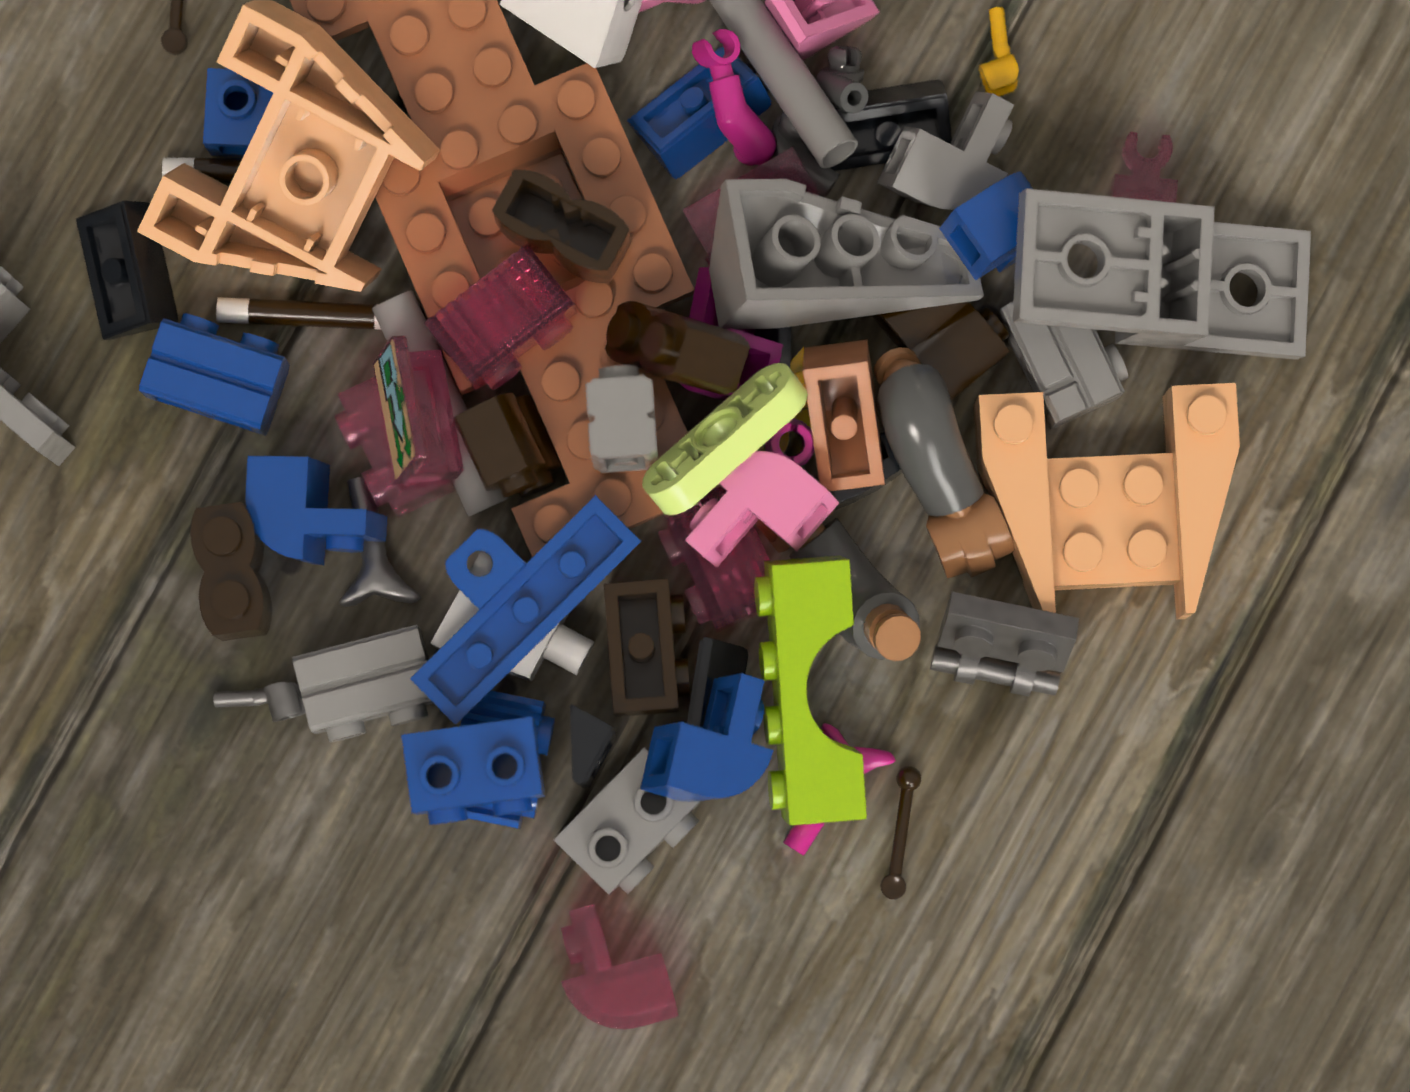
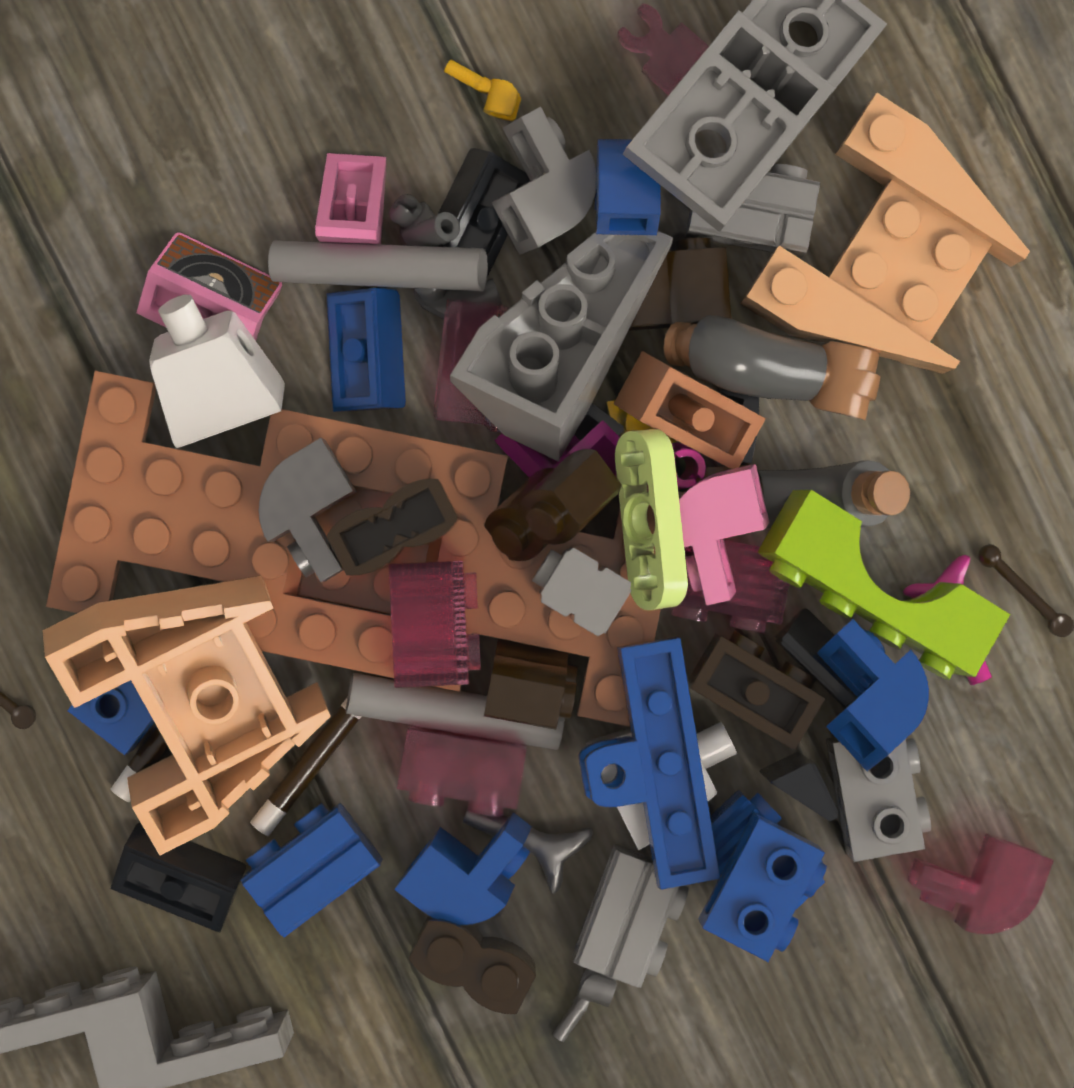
camera: 55 degrees left, 5 degrees up
(417, 413) = (459, 740): clear pink panel -> none
(528, 128) = (293, 498): none -> flat silver brick
(748, 134) = (396, 329): dark pink arm -> none
(1004, 644) = (946, 413): flat silver plate -> none

